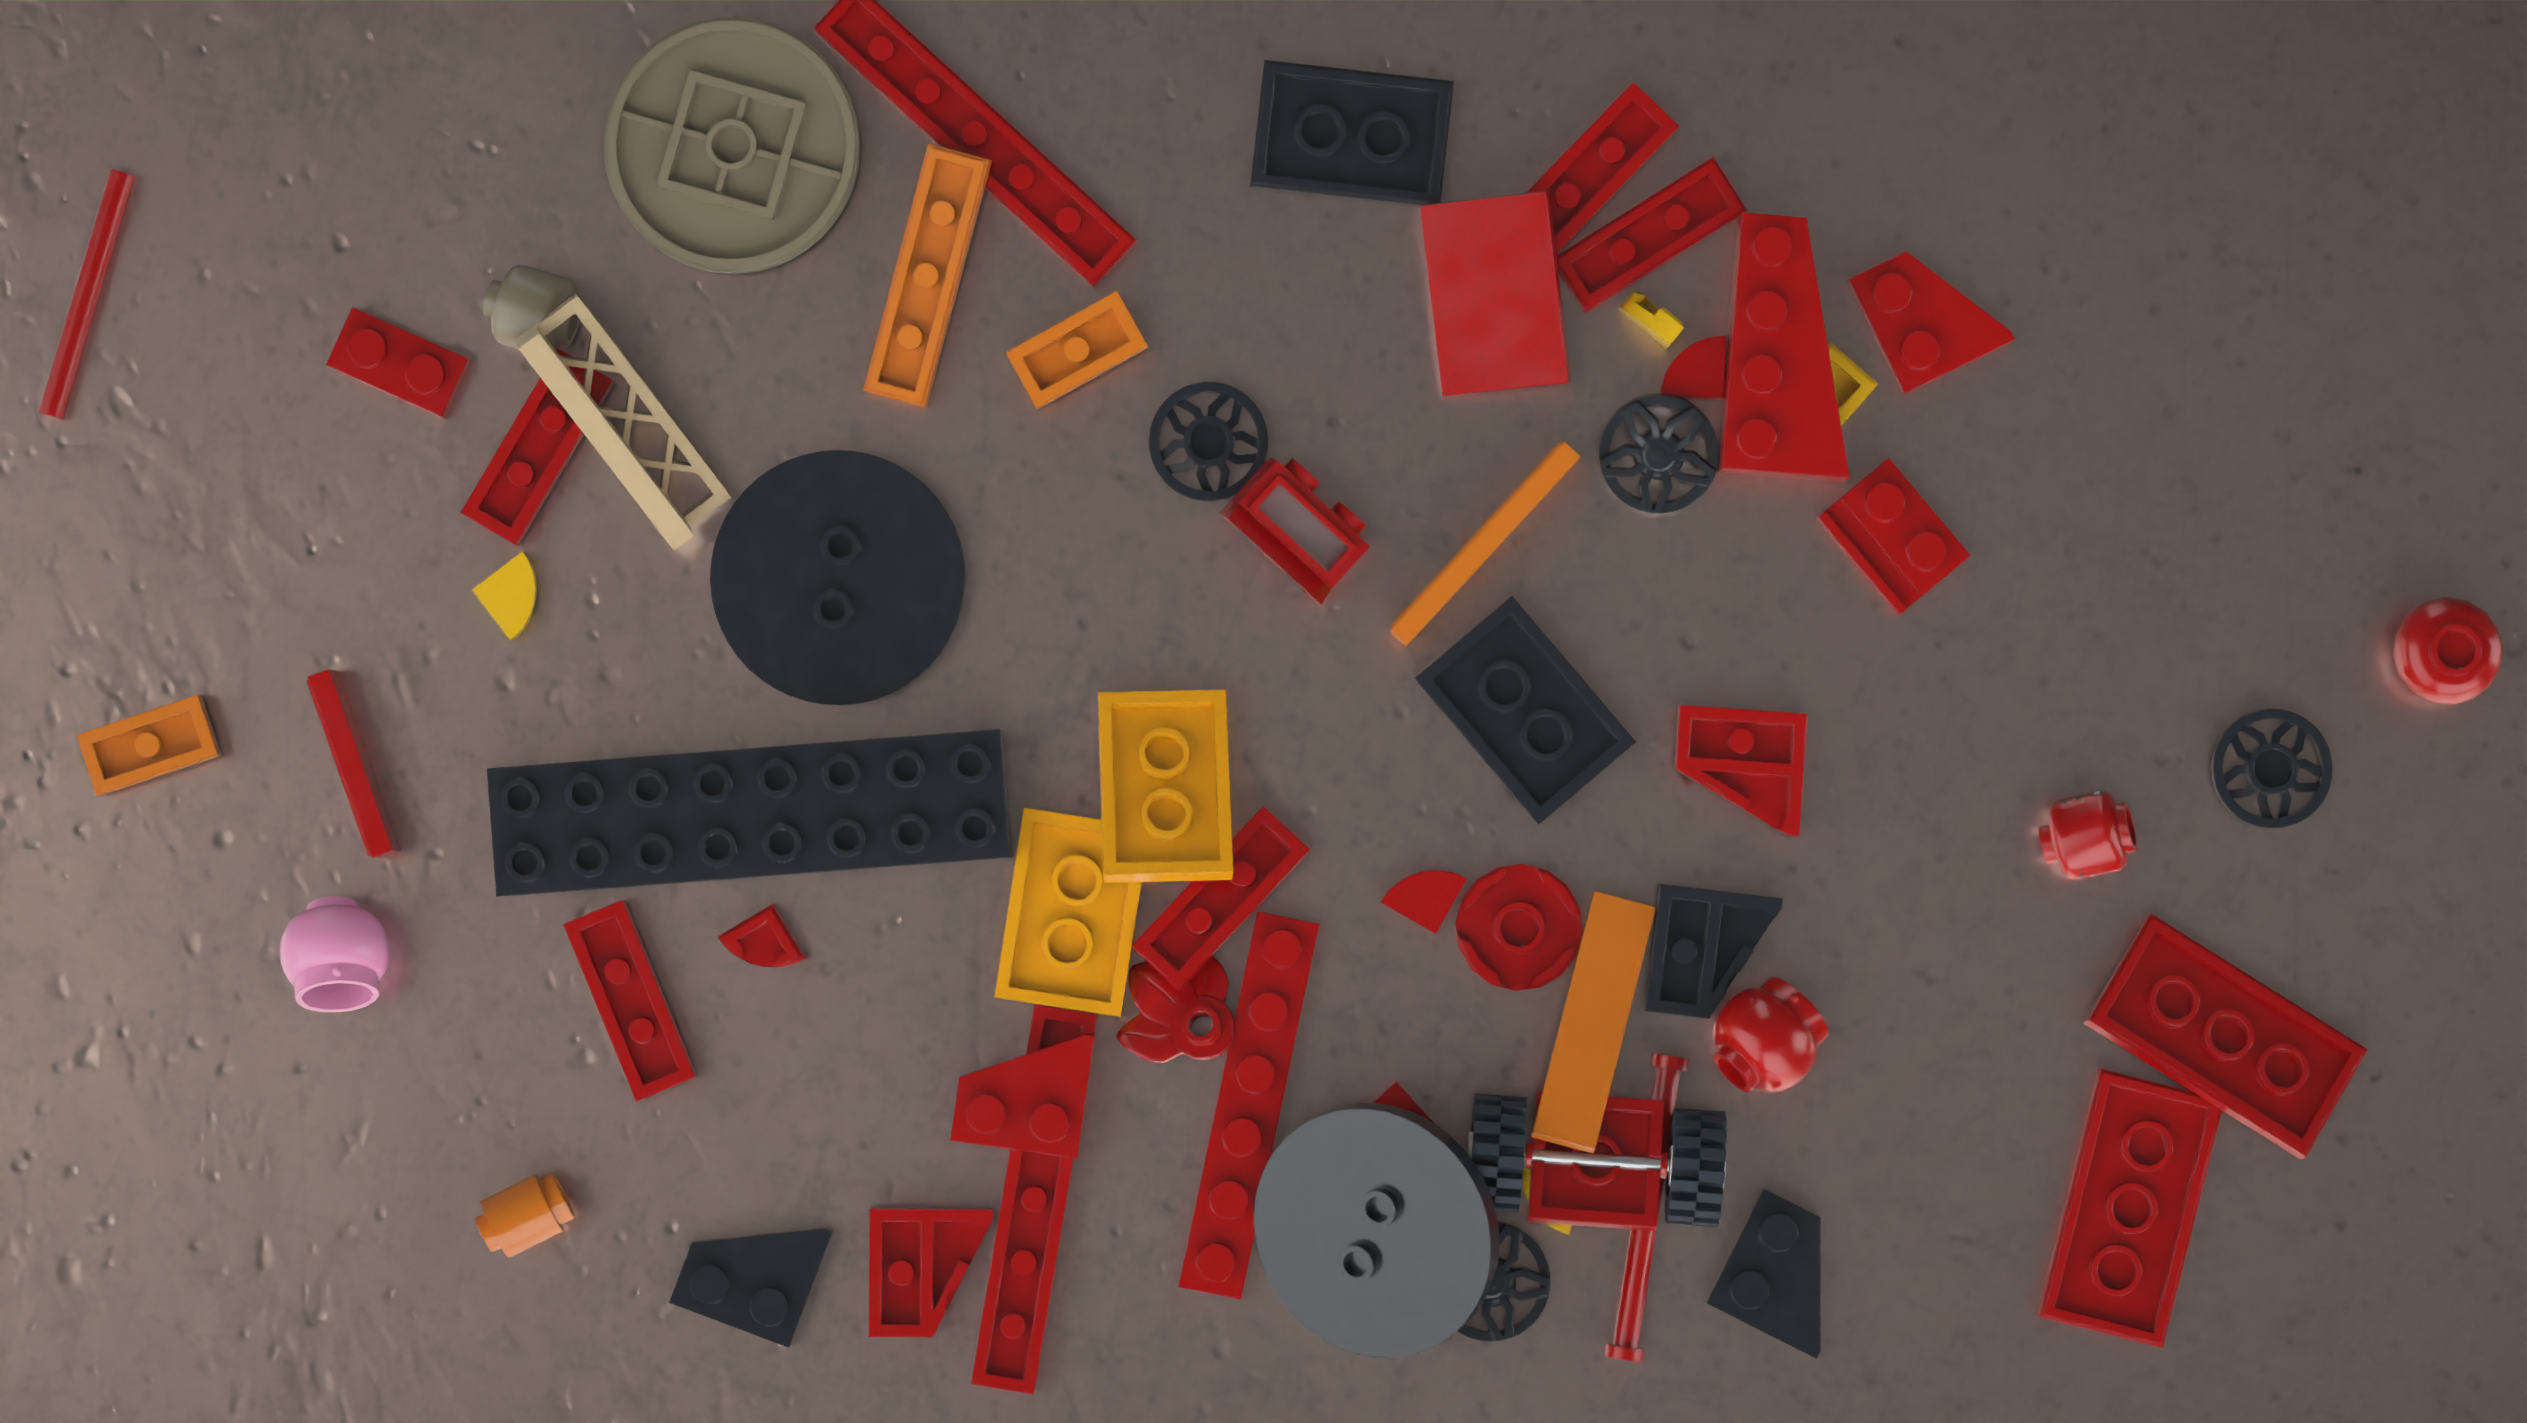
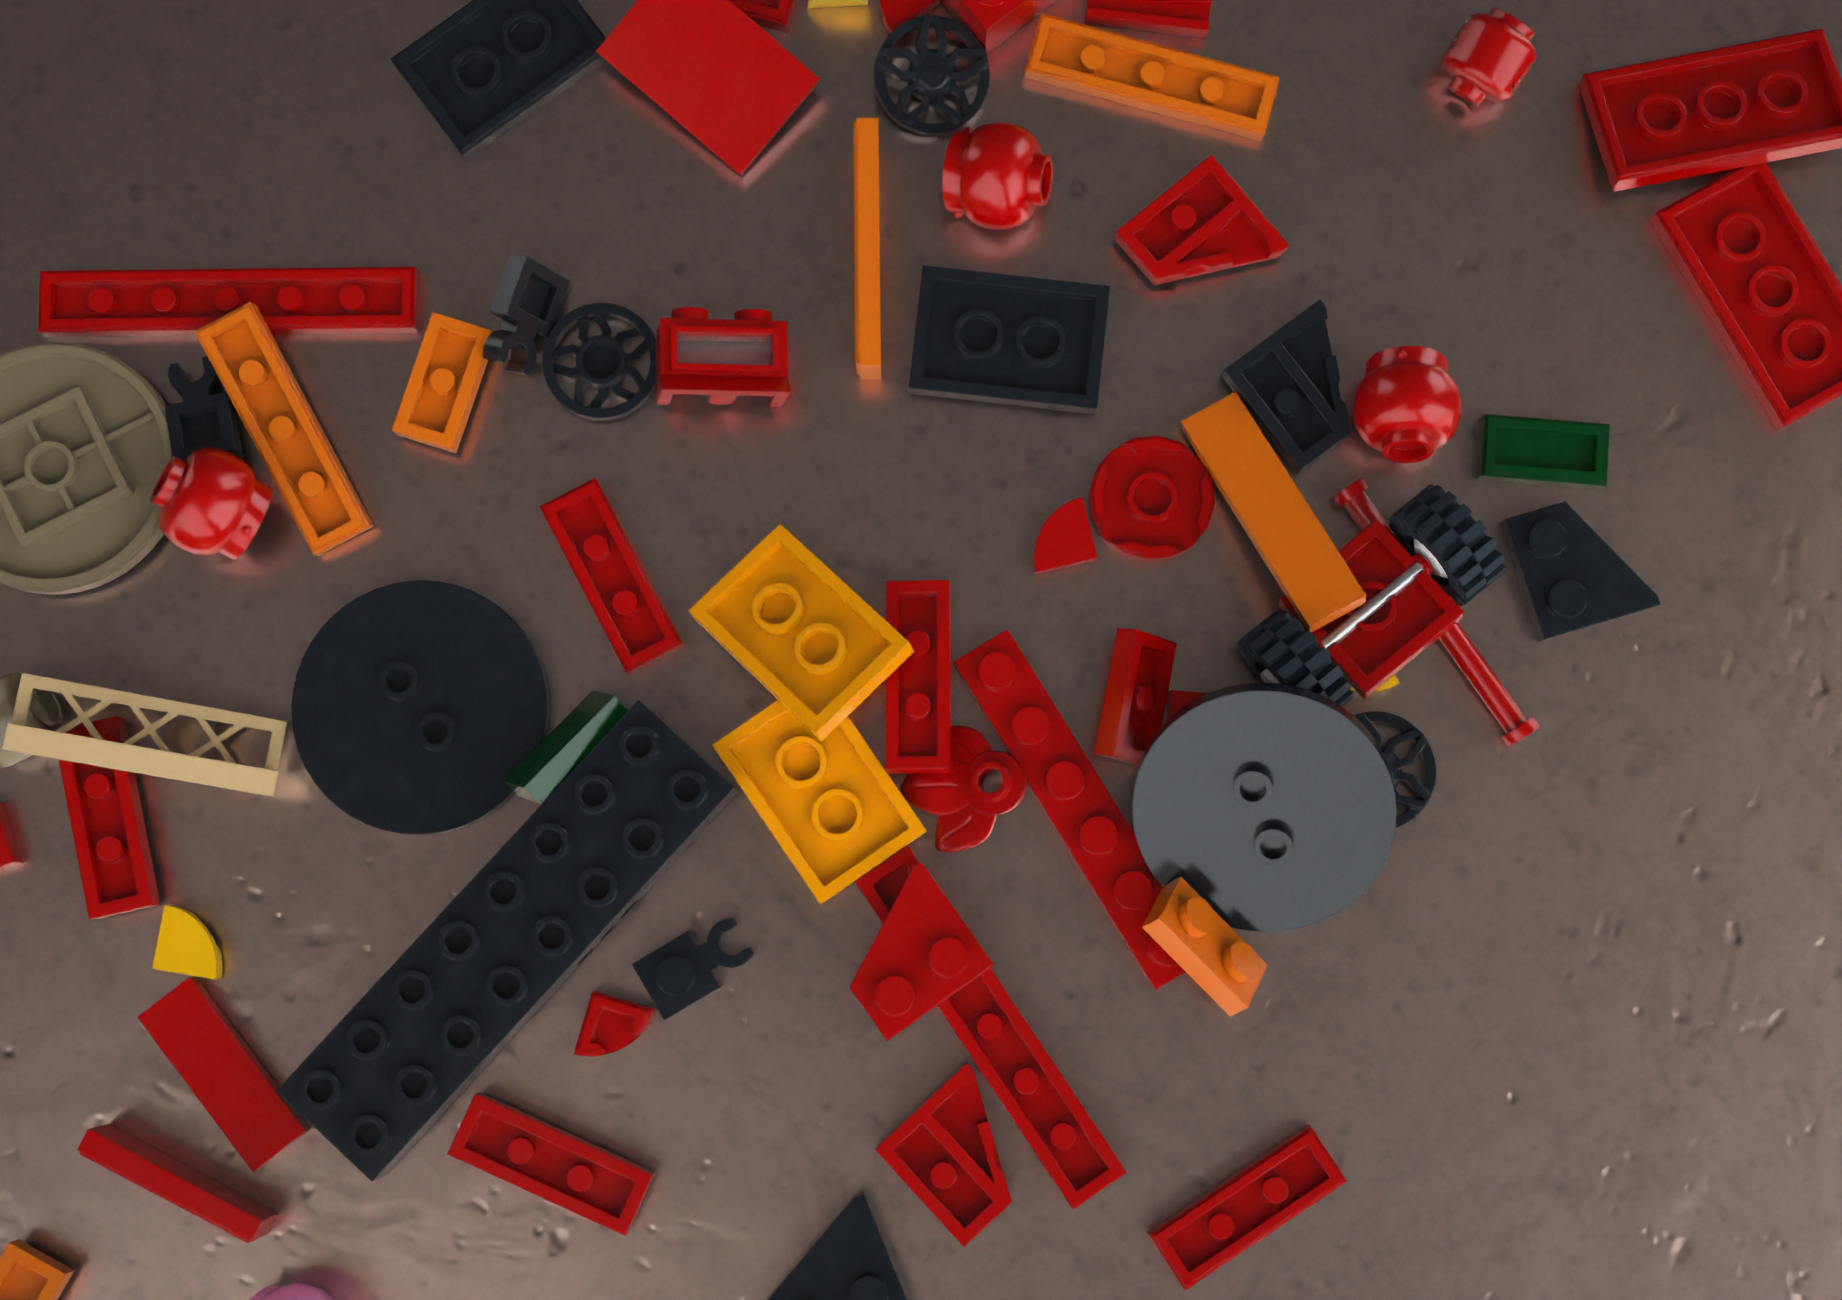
camera: 50 degrees left, 5 degrees down
(454, 713) = (223, 1073): none -> red tile
(824, 289) = (210, 502): none -> red piece
(850, 950) = (684, 971): none -> black plate
(871, 215) = (203, 416): none -> black plate
(917, 710) = (565, 747): none -> dark green tile
(1067, 610) = (611, 576): none -> red tile
(1189, 351) = (529, 307): none -> black plate
(1242, 1288) = (1205, 946): none -> orange plate
(1365, 1060) = (1134, 695): none -> red plate
(1628, 580) = (996, 175): none -> red piece
(1825, 608) = (1151, 77): none -> orange tile
(1843, 1165) = (1542, 451): none -> dark green tile

